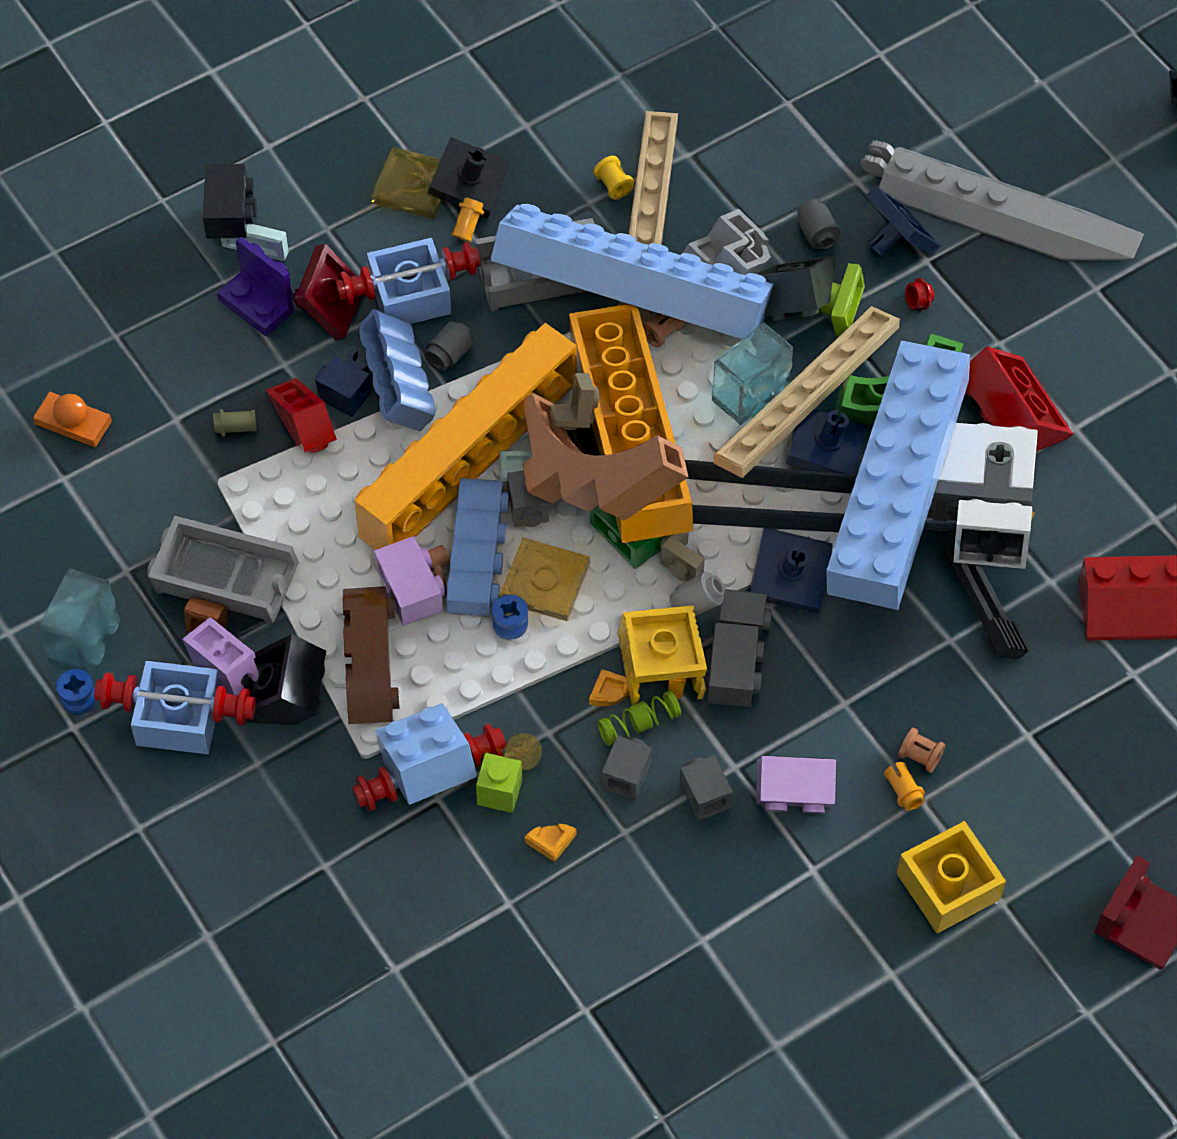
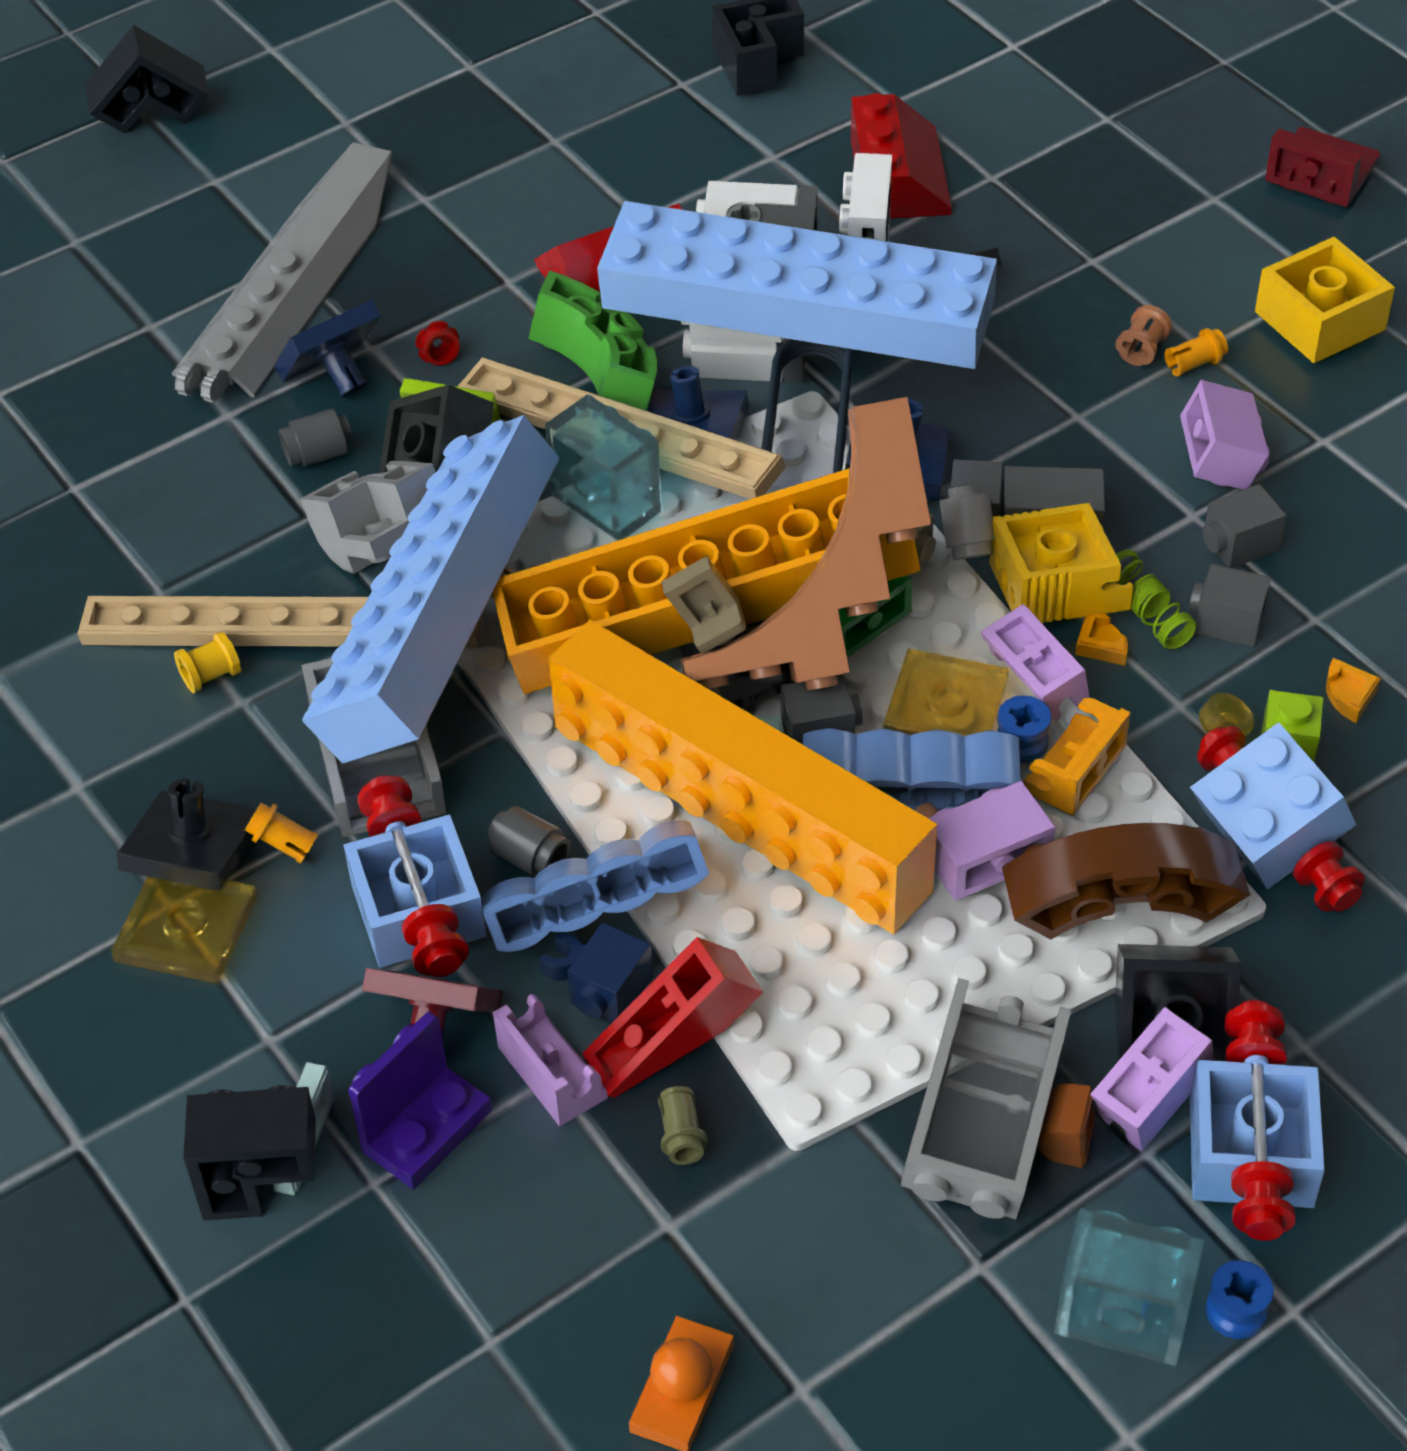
camera: 90 degrees left, 10 degrees down
(286, 355) = (547, 1062): none -> lavender hinge
(482, 648) = (1079, 756): none -> light orange hinge
(564, 627) = (1037, 659): none -> lavender hinge

